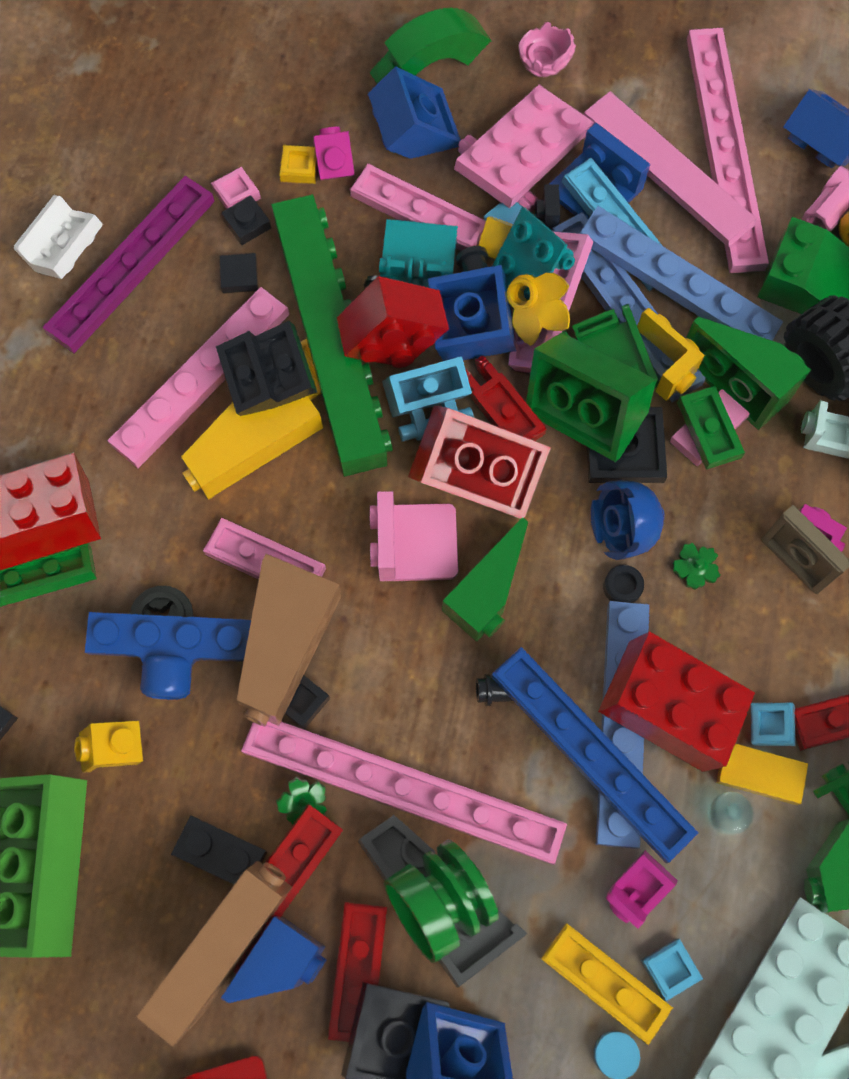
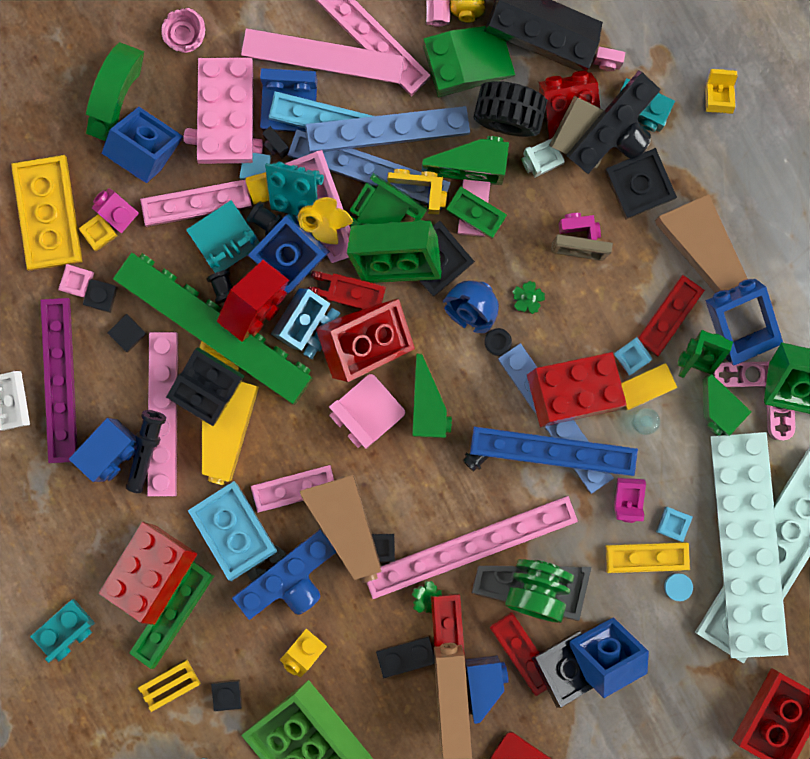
camera: 40 degrees left, 15 degrees up
(106, 354) = (105, 451): none -> blue brick
(157, 546) = (232, 531): none -> medium azure plate
(158, 378) = (147, 439): none -> black pin
(266, 113) = (46, 212): none -> yellow tile

